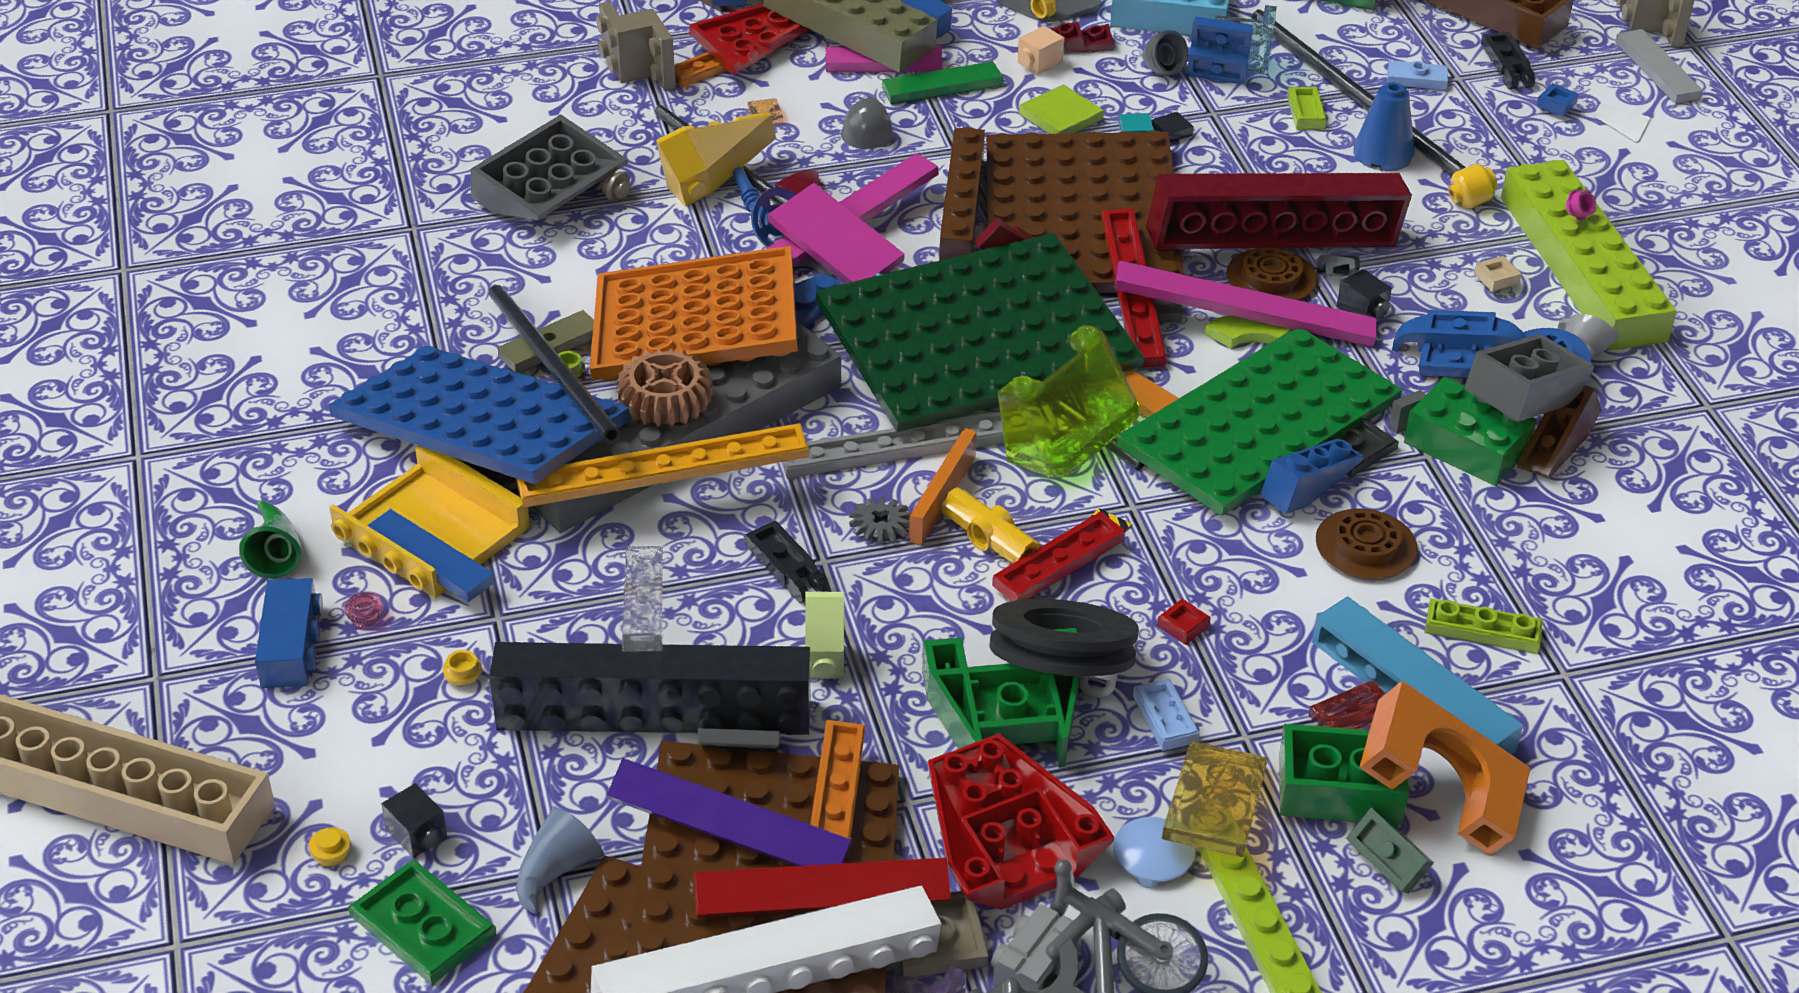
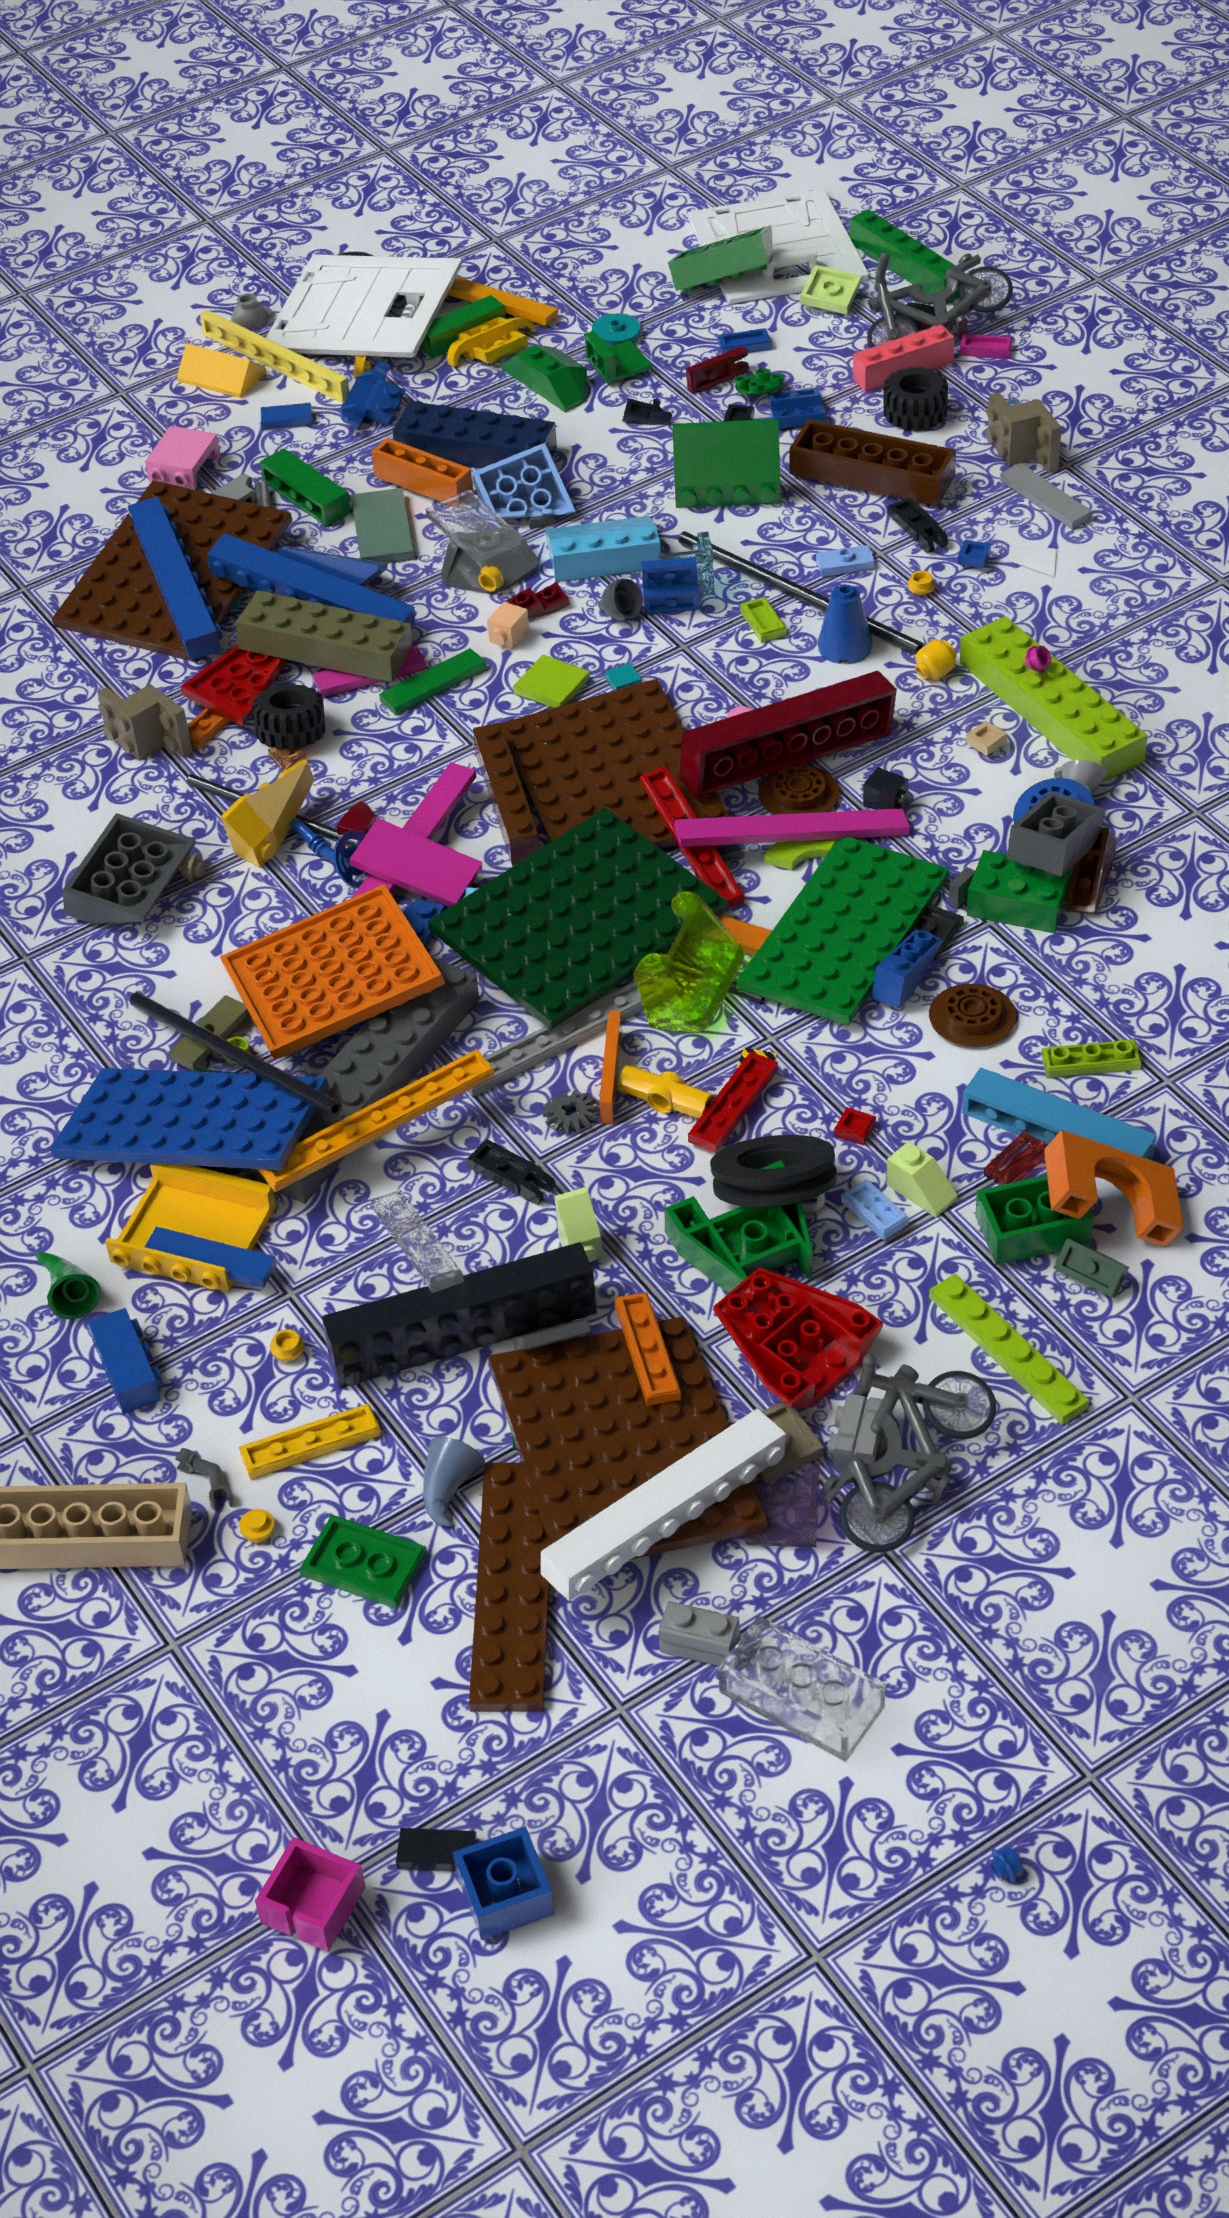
camera: 15 degrees left, 5 degrees up
(300, 759) = (191, 1462): none -> dark grey arm
(363, 609) = (175, 1320): clear pink plate -> none
(414, 820) = (317, 1483): black brick -> none
(434, 774) = (309, 1441): none -> yellow tile
(665, 387) = (347, 1049): nougat gear -> none
(725, 817) = (579, 1402): dark purple tile -> none
(780, 75) = (289, 716): none -> black tyre
(815, 886) = (673, 1434): red tile -> none
(867, 125) = (387, 743): dark grey helmet -> none
(999, 234) = (561, 823): dark red slope -> none
(1148, 856) = (911, 1322): light blue dish -> none
(1174, 124) = (655, 669): black tile -> none
(1215, 799) = (944, 1267): clear yellow tile -> none
(1230, 696) = (920, 1179): none -> yellowish green slope
(1338, 264) = (854, 768): black slope -> none
(1453, 338) = (979, 812): blue plate -> none
(1489, 113) = (921, 583): none -> yellow plate

